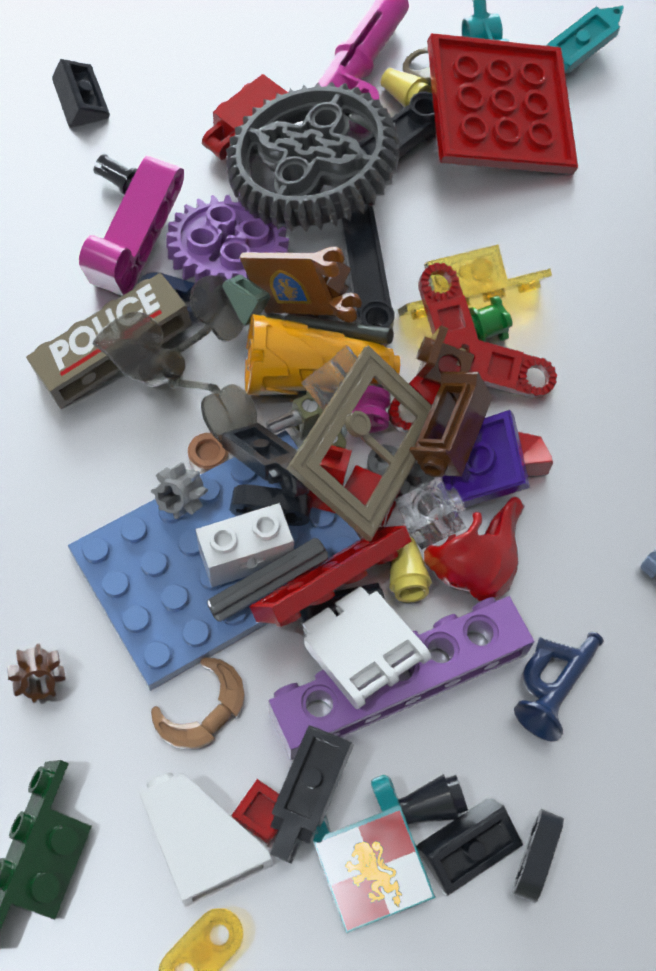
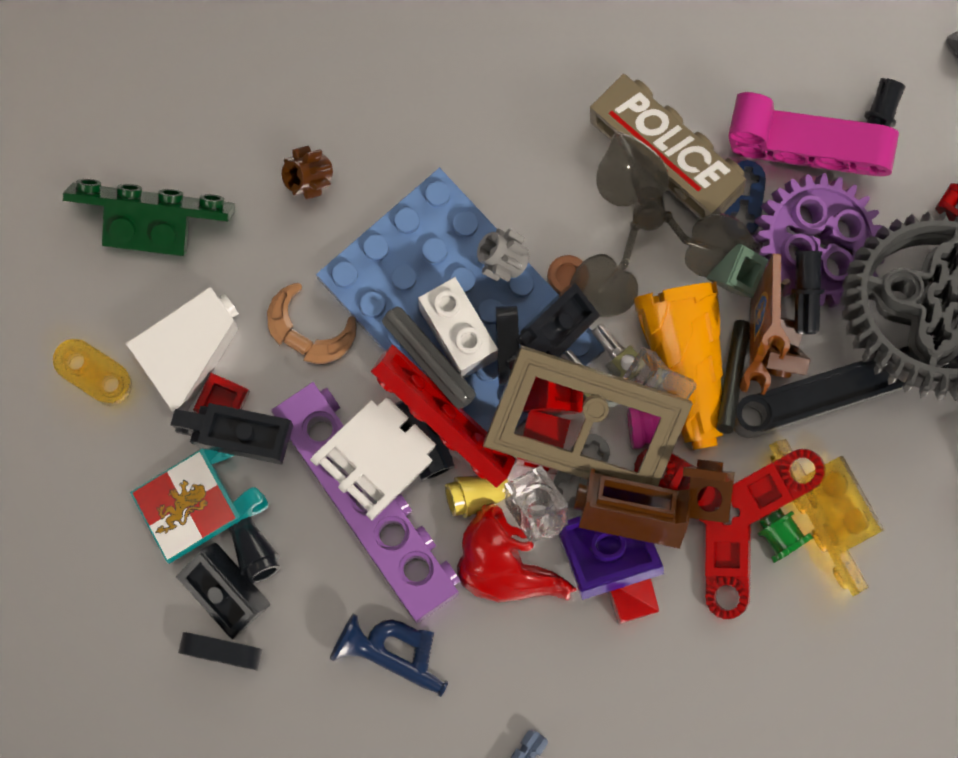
camera: 80 degrees right, 15 degrees up
(255, 242) = (807, 292): none -> black axle

